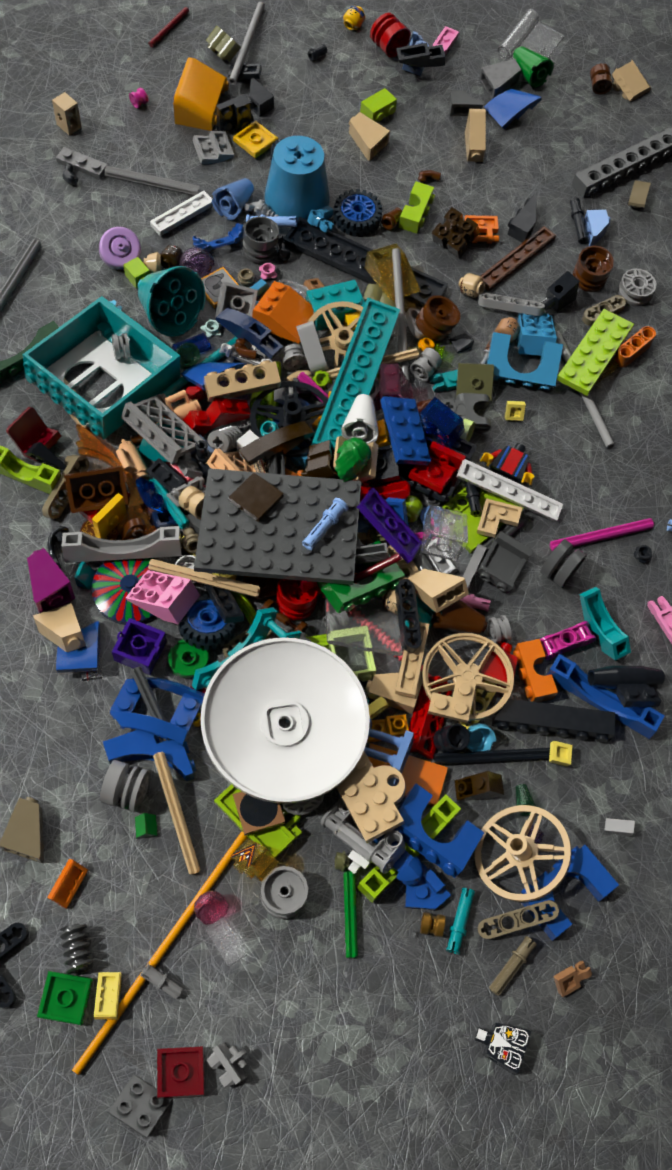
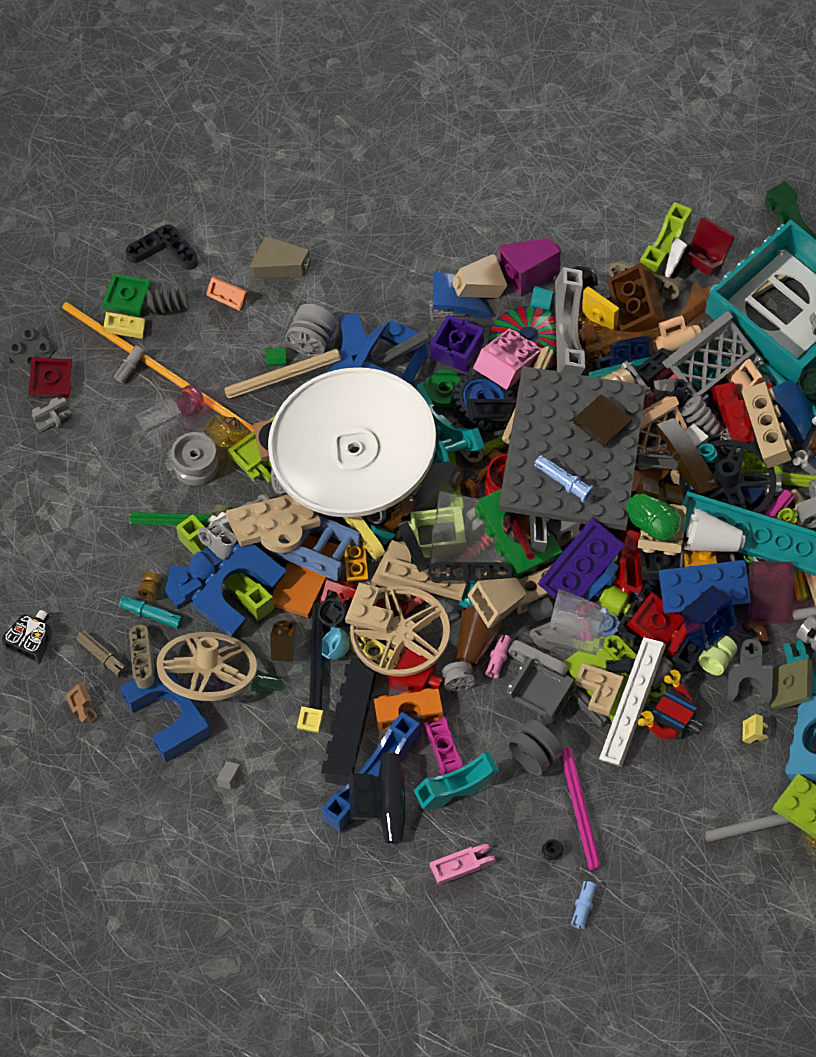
camera: 105 degrees right, 5 degrees down
(396, 657) = (413, 546): none -> black beam

